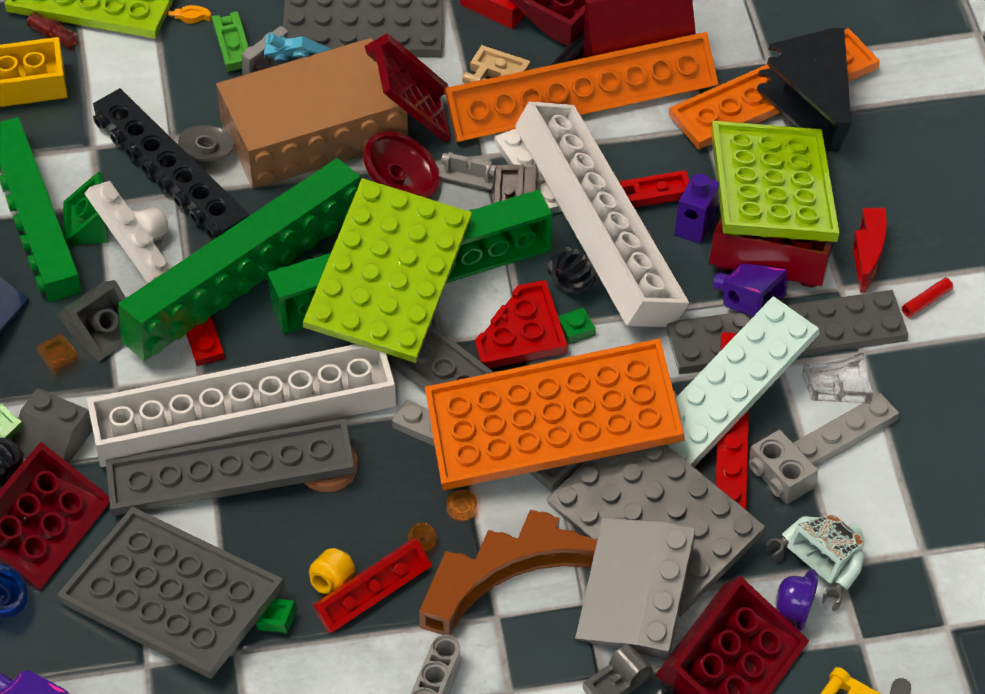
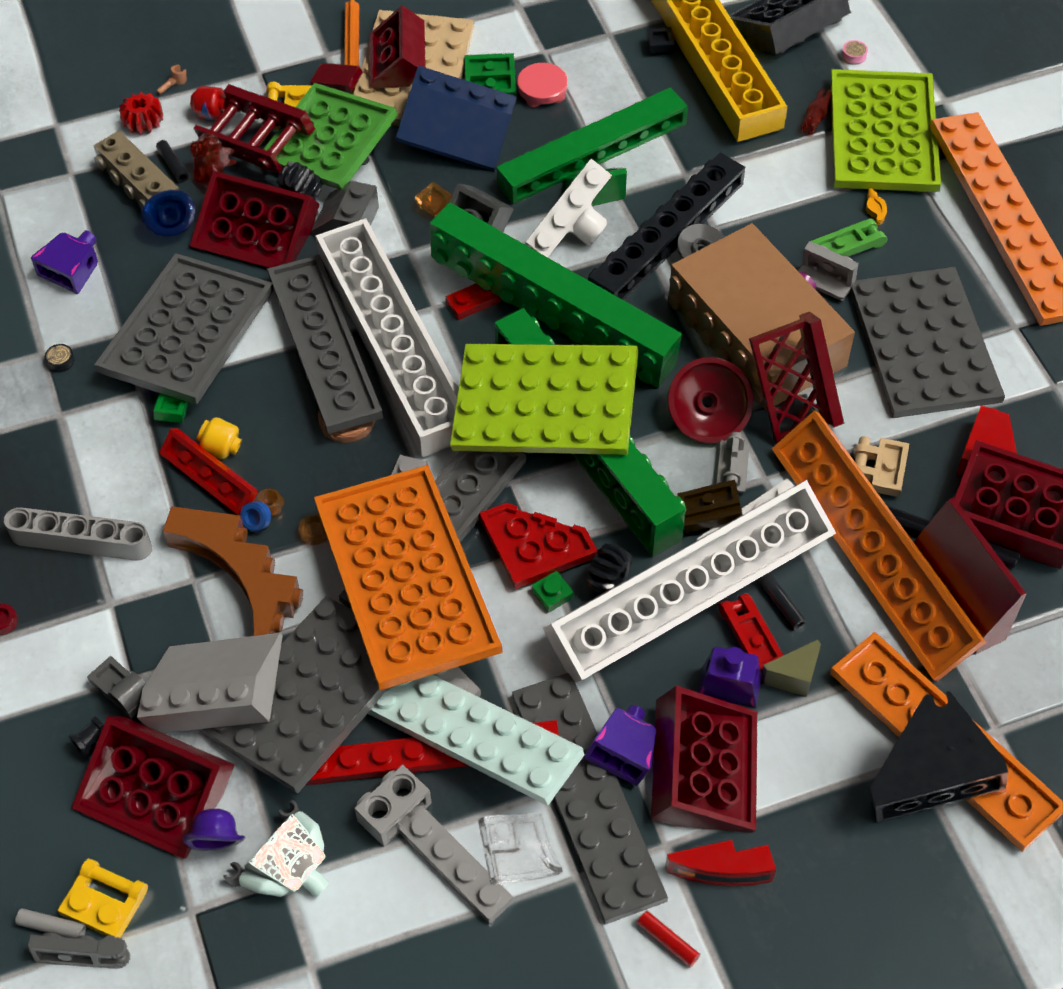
camera: 80 degrees right, 5 degrees up
(291, 49) = (824, 281): medium azure plate -> none
(437, 544) = (255, 516): none -> blue tile
(630, 163) = (782, 601): none -> black piece
(694, 159) = (792, 671): none -> olive slope
(773, 181) = (777, 742): lime plate -> none

